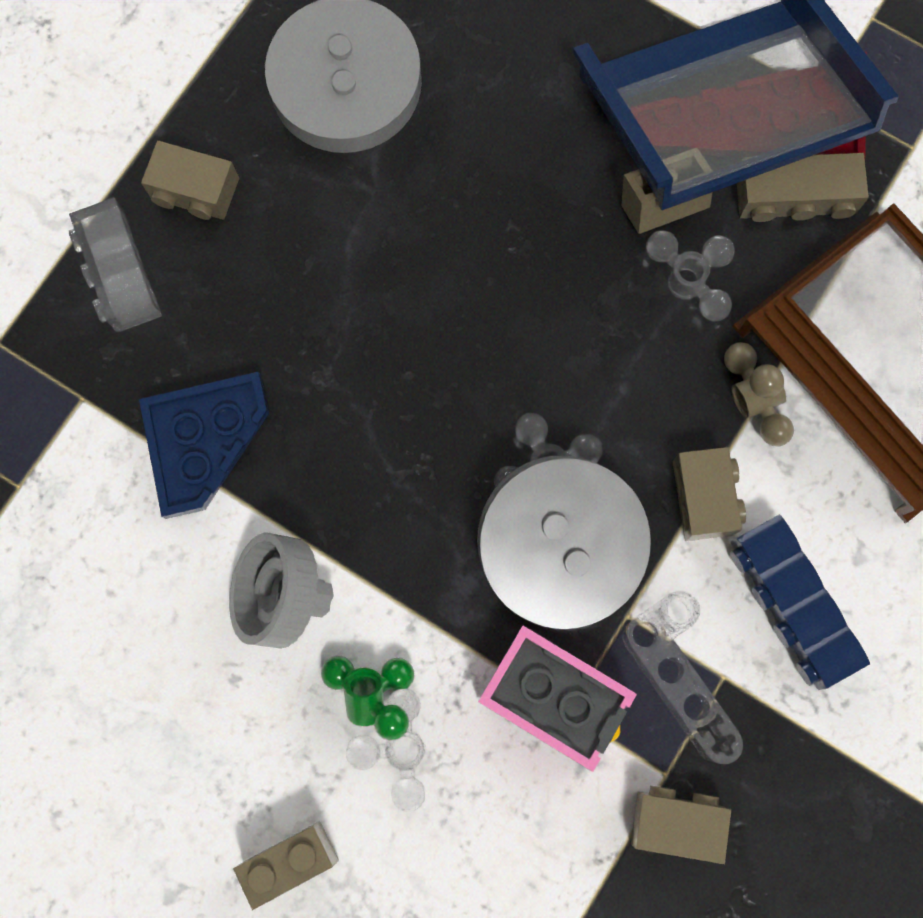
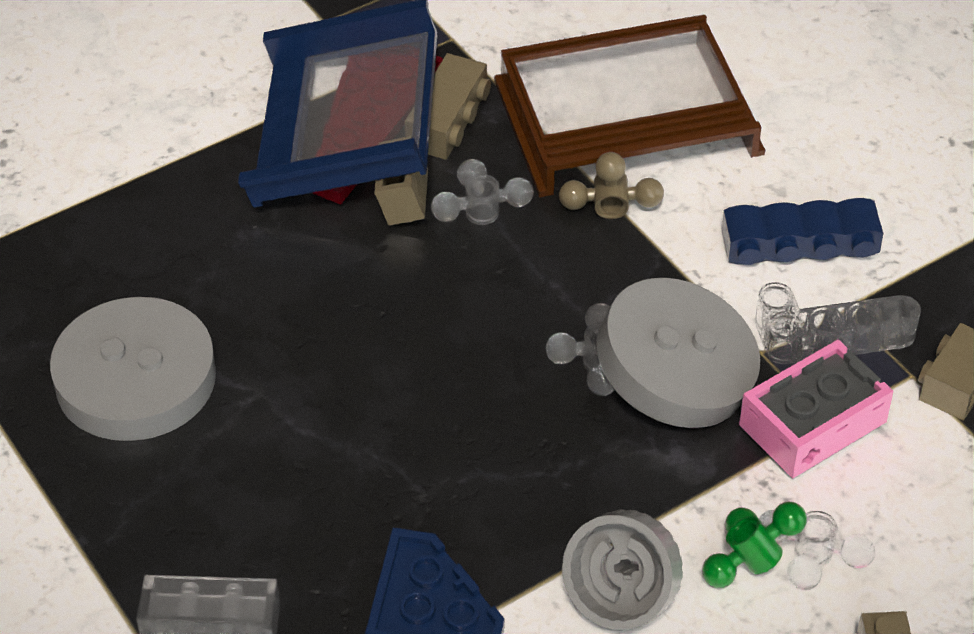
camera: 70 degrees left, 30 degrees down
(190, 181) = (161, 519): dark tan brick -> none
(708, 494) = (681, 253): dark tan brick -> none

